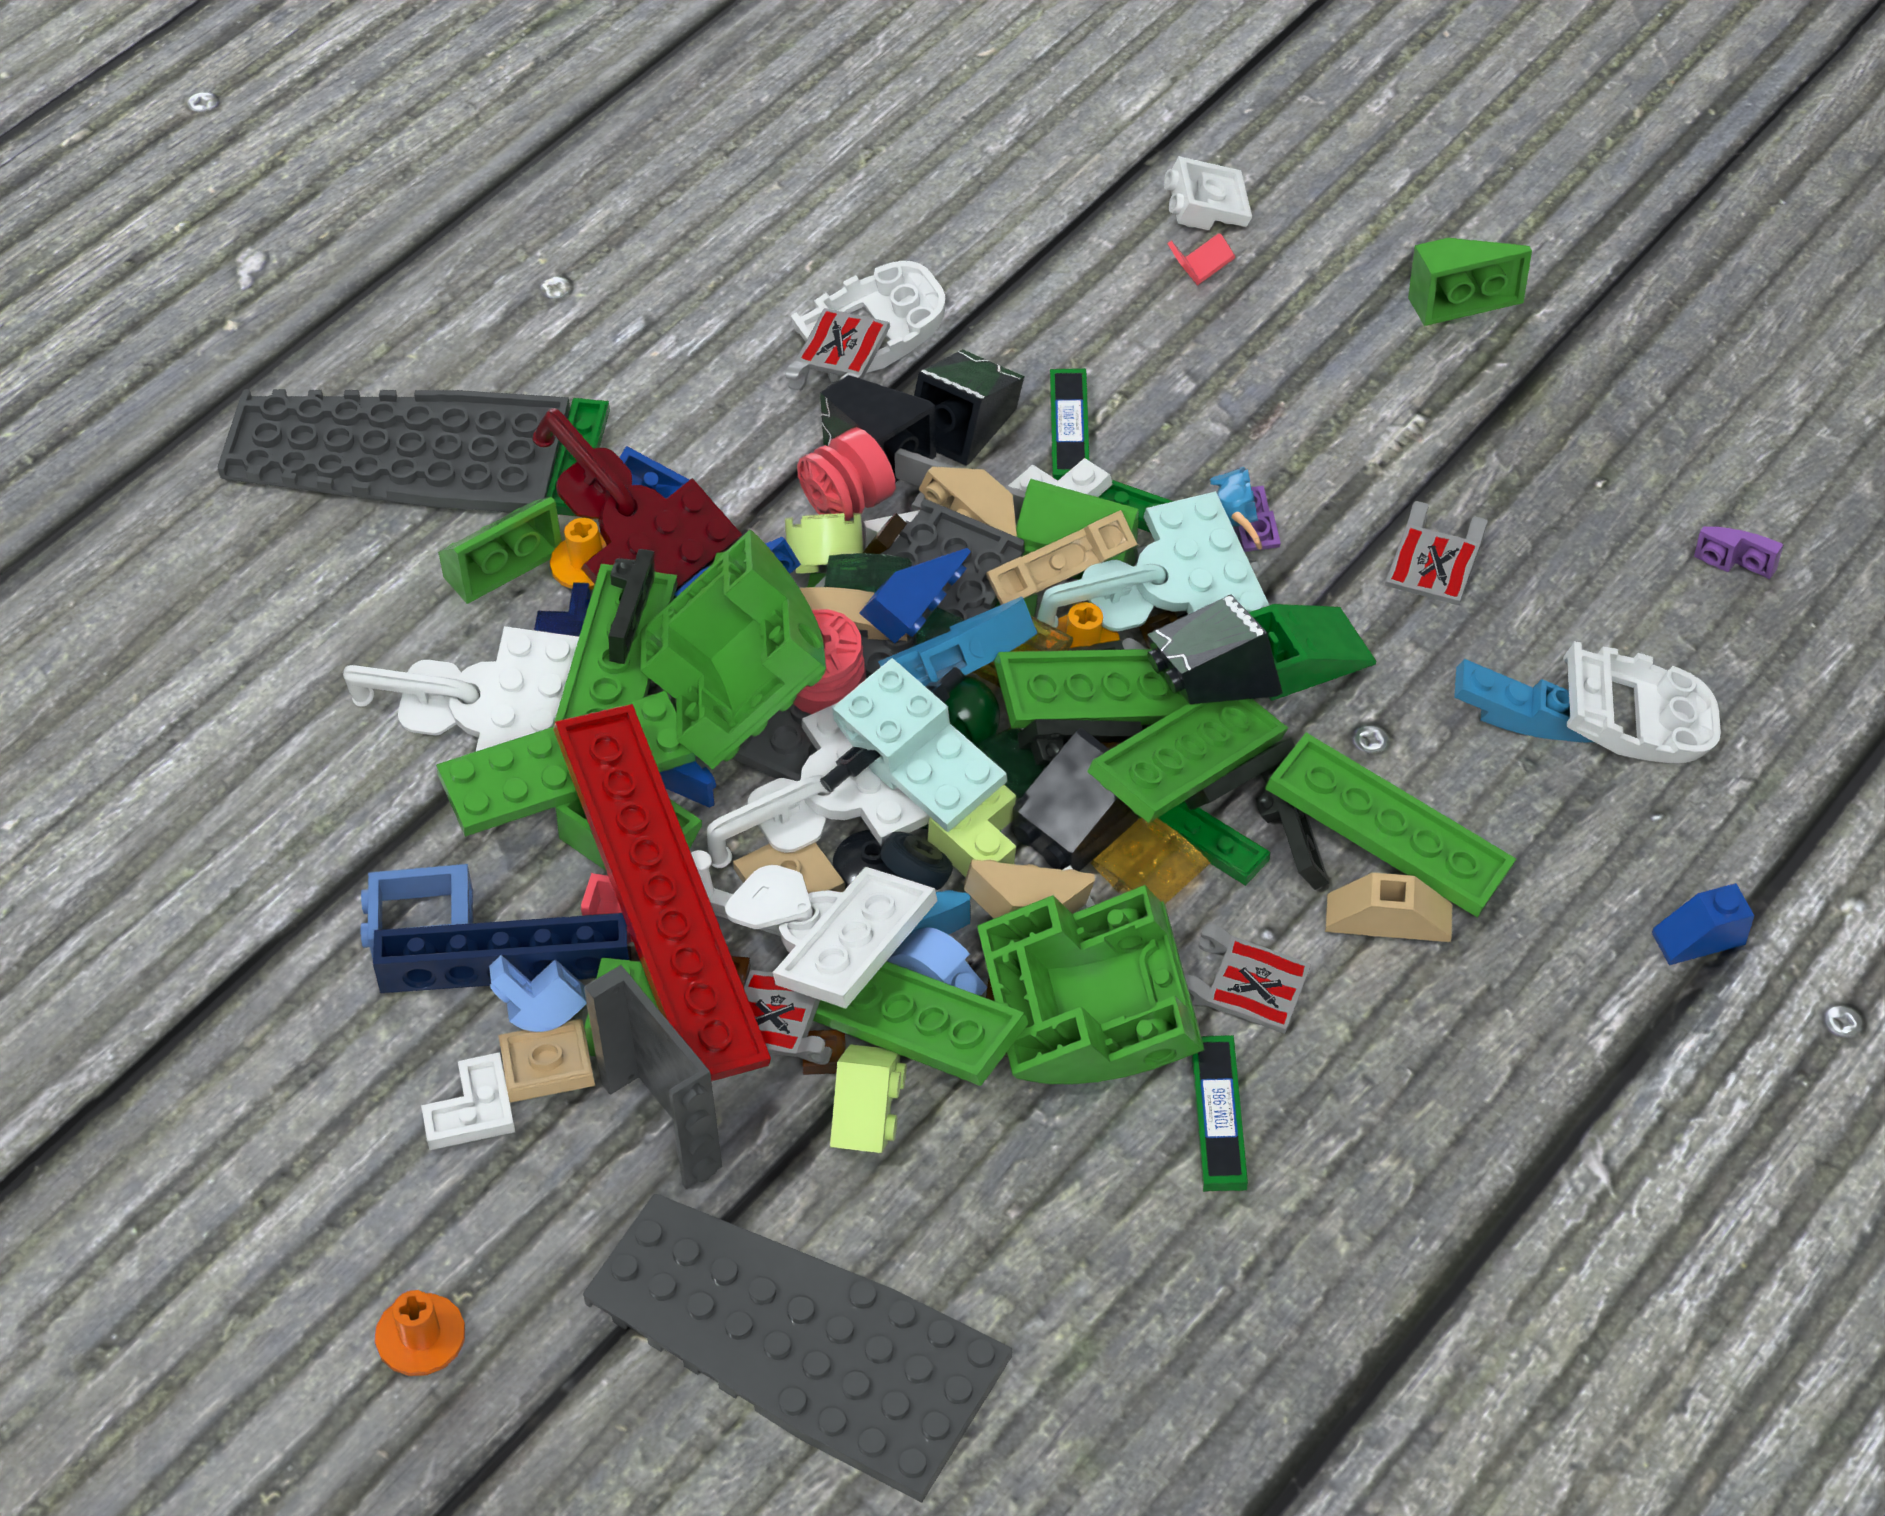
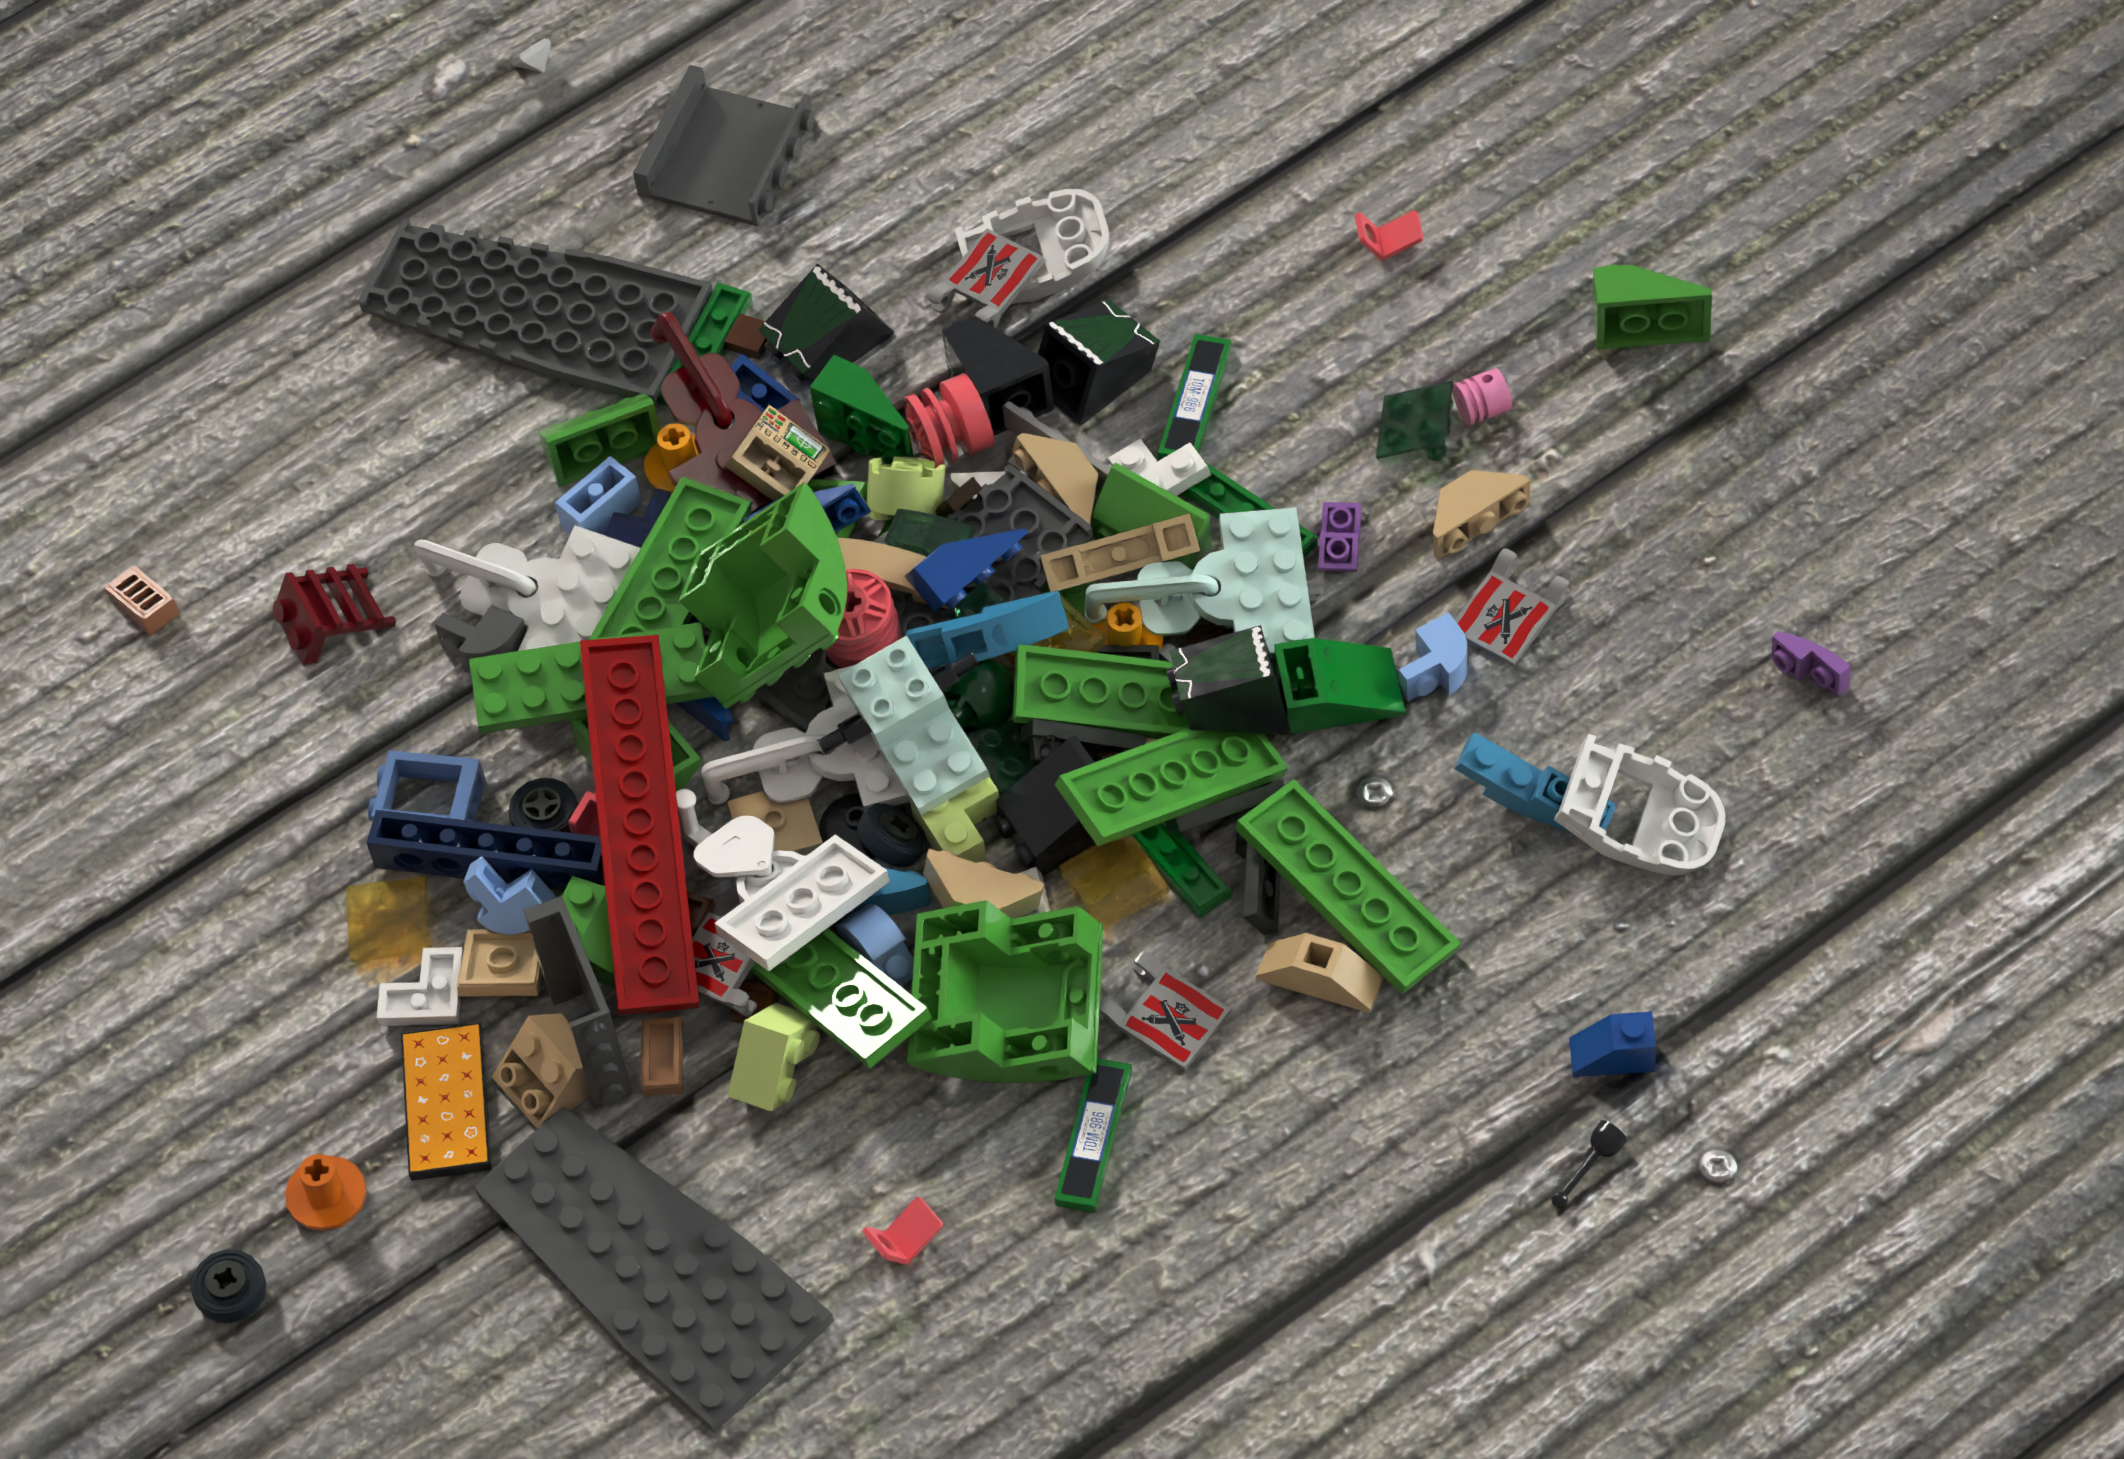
camera: 20 degrees right, 5 degrees up
(73, 797) = (155, 616): none -> nougat slope
(254, 749) = (310, 615): none -> dark red plate
(332, 236) = (534, 57): none -> white slope
(348, 1469) = (236, 1299): none -> black wheel
(410, 1041) = (388, 919): none -> clear yellow slope
(419, 757) = (494, 634): none -> dark grey brick
(517, 600) = (598, 496): none -> light blue brick
(525, 1214) = (446, 1101): none -> light orange tile
(541, 288) = (721, 150): none -> dark grey panel
(548, 889) = (537, 797): none -> black wheel
(618, 436) = (746, 338): none -> reddish brown tile
(626, 1157) = (543, 1069): none -> tan slope
(636, 580) = (706, 504): pearl dark grey hinge -> none
(689, 532) = (777, 455): none -> tan slope
(692, 416) = (820, 322): none -> slope
(743, 1122) = (662, 1056): none -> medium nougat tile
(758, 483) = (858, 413): none -> green slope
(1065, 1246) = (907, 1234): none -> coral bracket
(1206, 194) = (1421, 160): white plate -> none
(1237, 499) = (1320, 519): dark azure animal -> none
(1286, 409) = (1416, 422): none -> clear green hinge
(1341, 377) = (1482, 397): none -> bright pink piece
(1372, 470) = (1475, 506): none -> tan slope
(1392, 606) = (1441, 660): none -> light blue brick
(1731, 1017) = (1605, 1142): none -> black hinge

